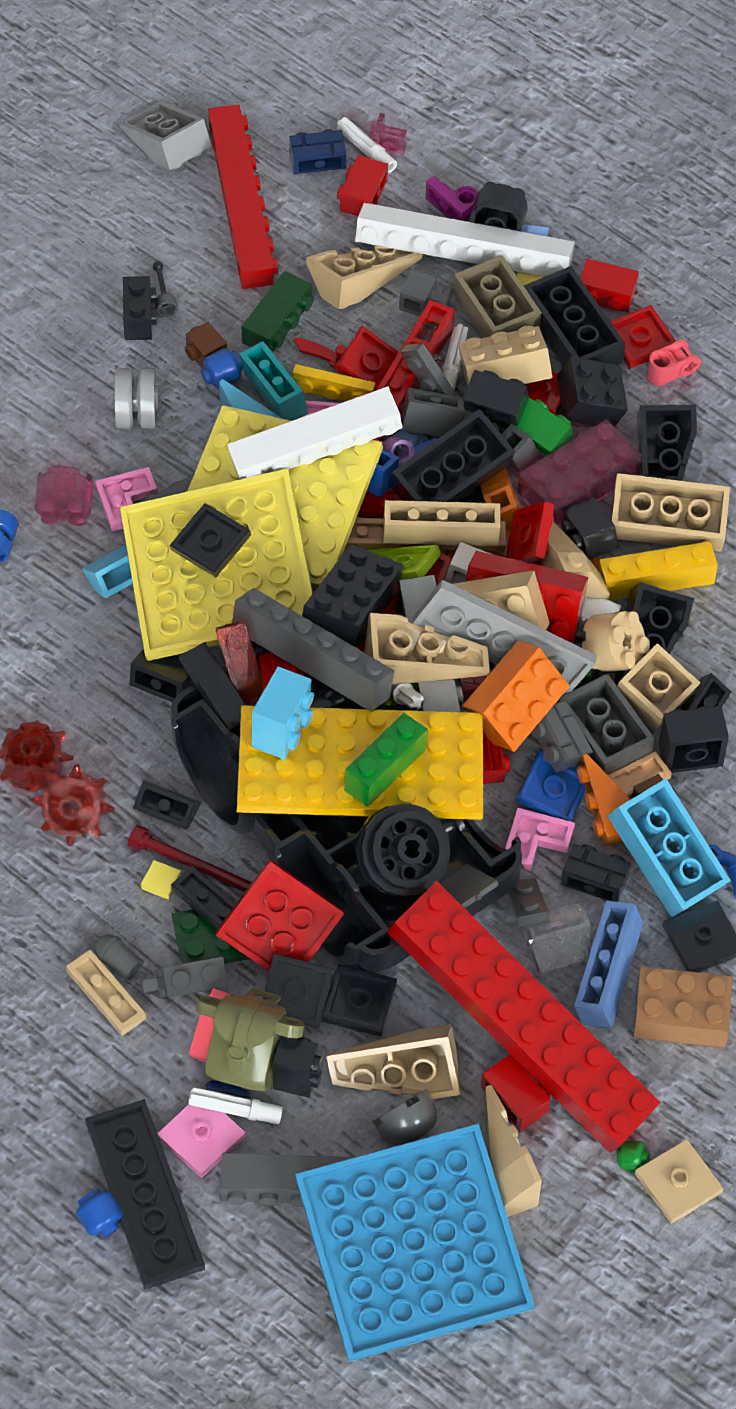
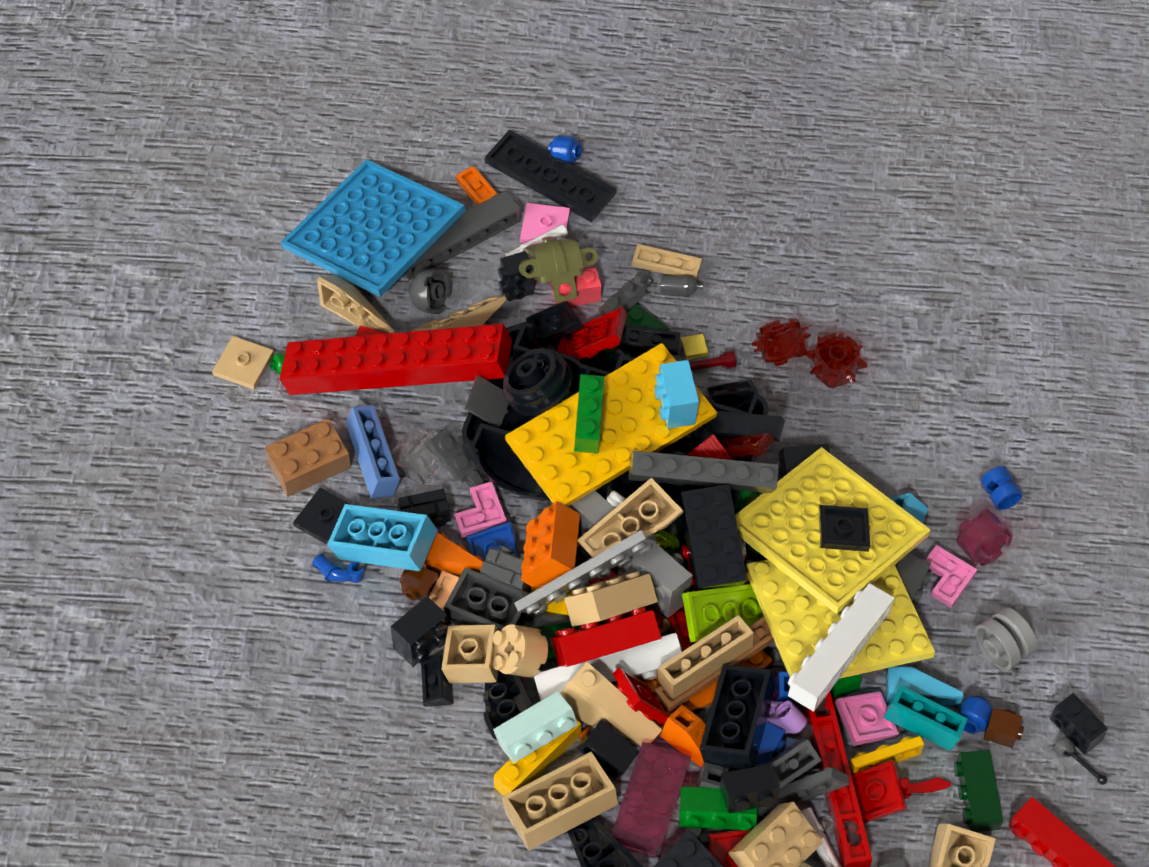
camera: 145 degrees right, 0 degrees up
(243, 1234) = (475, 185): none -> orange plate
(651, 565) = (535, 727): none -> light aqua brick

